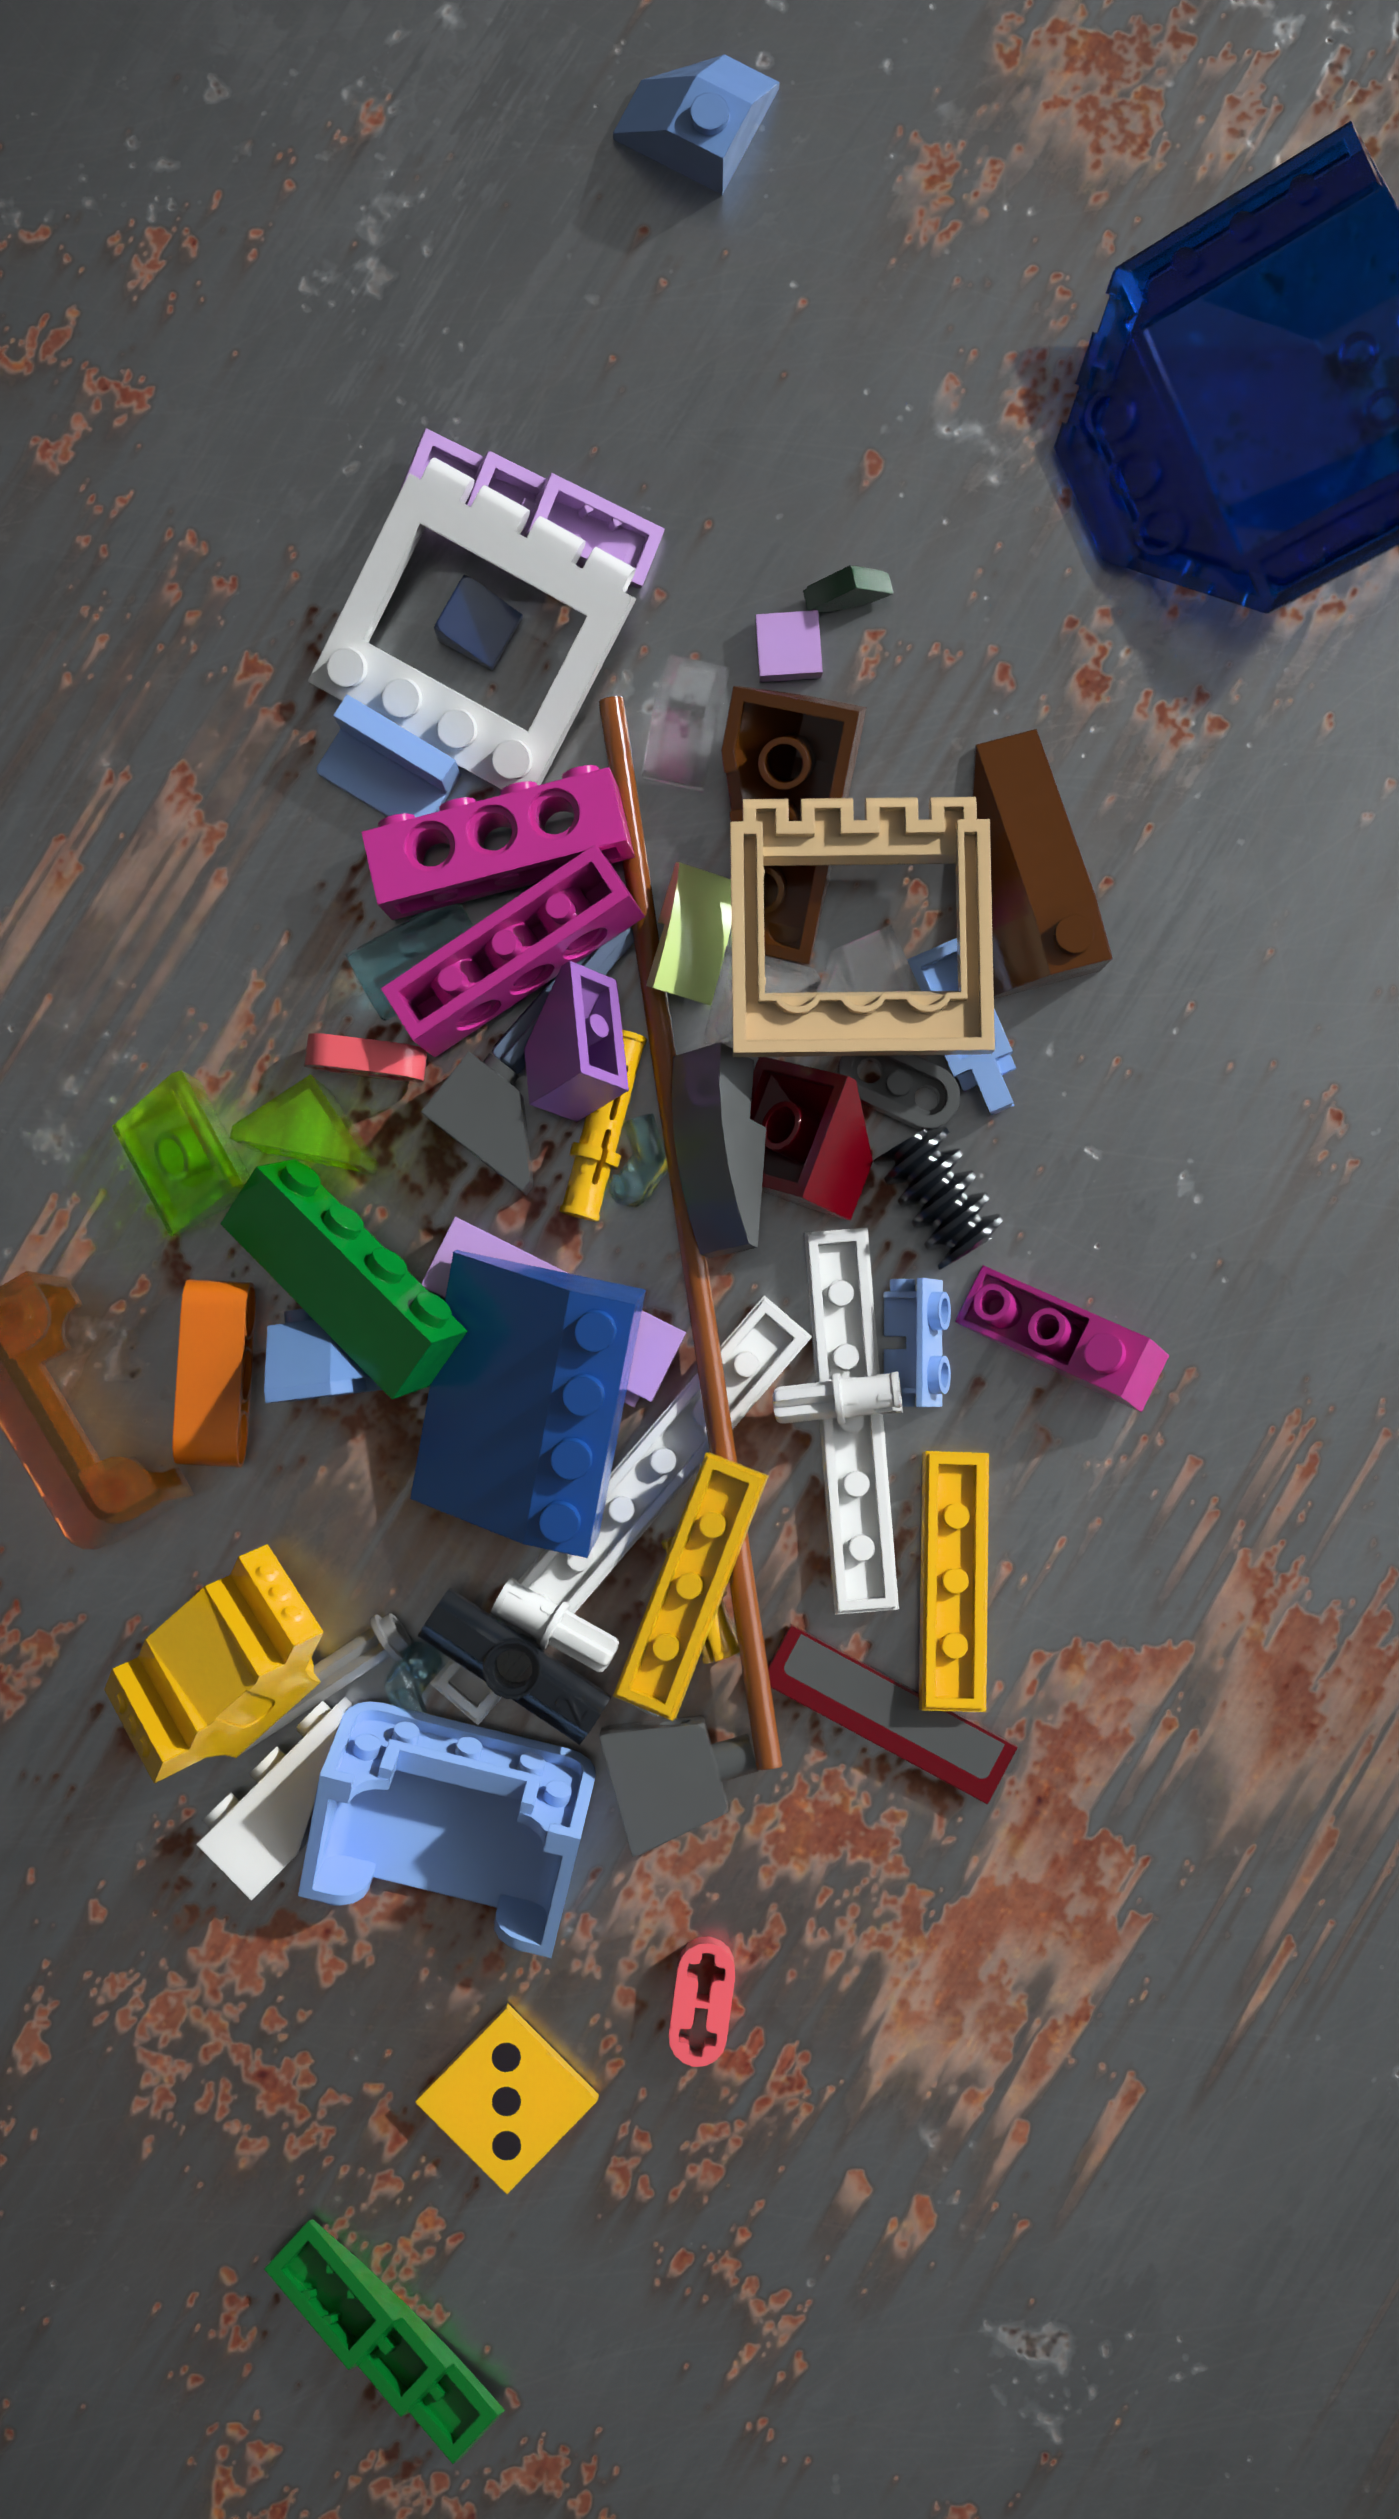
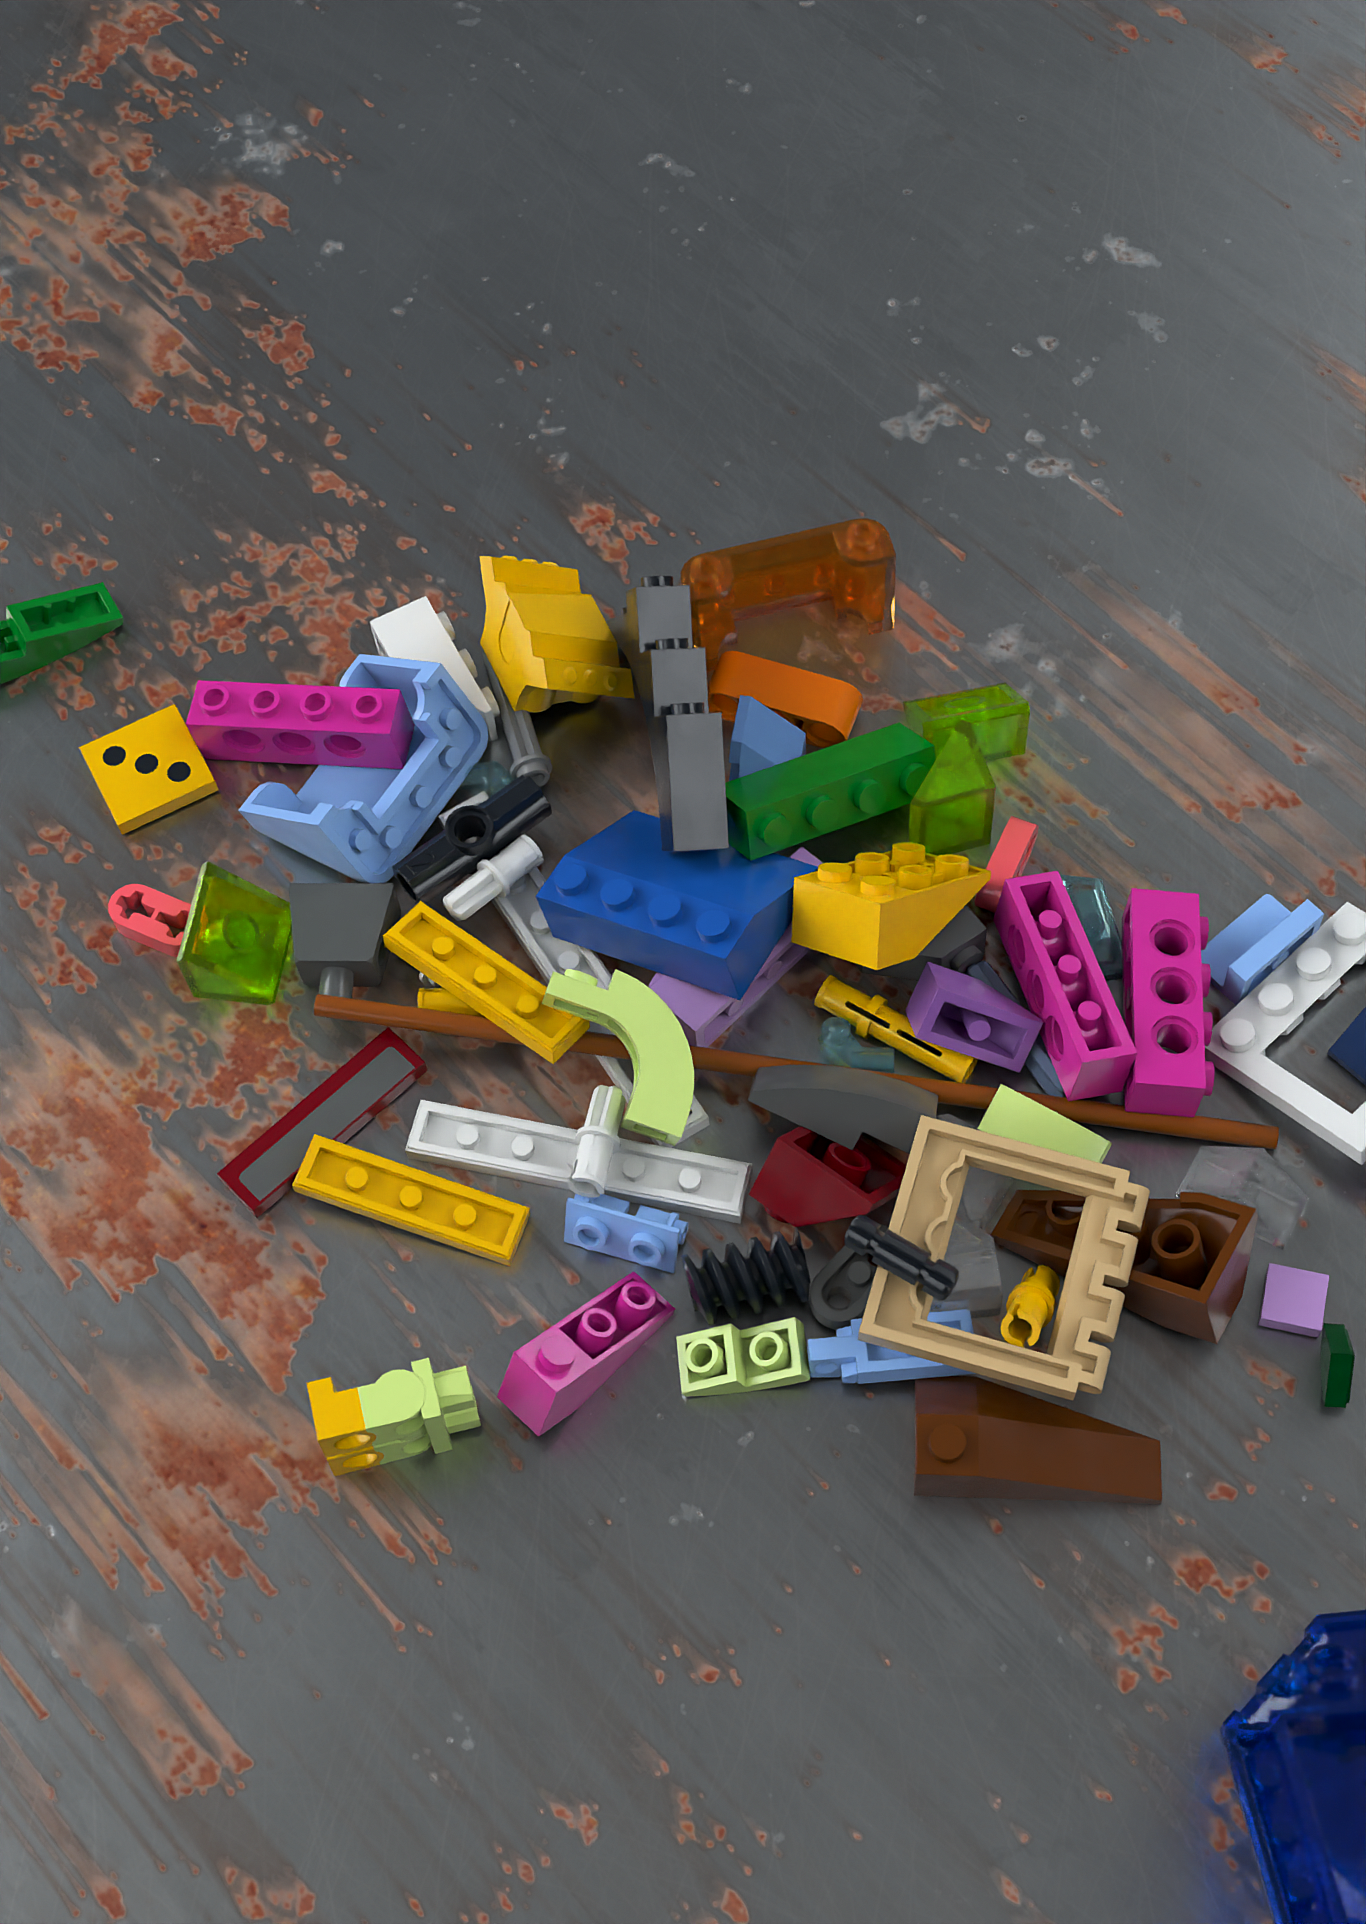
camera: 115 degrees right, 25 degrees down
(273, 1484) = (674, 697): none -> arch
(412, 1932) = (301, 724): none -> dark pink brick
(481, 1163) = (882, 903): none -> yellow slope
(707, 1895) = (234, 939): none -> clear neon green slope
(757, 1347) = (652, 1038): none -> yellowish green arch
(894, 894) = (1030, 1306): none -> yellow pin
(908, 1025) = (901, 1257): none -> black axle
(1018, 1177) = (742, 1360): none -> yellowish green slope
(1212, 1506) = (391, 1417): none -> yellowish green hips

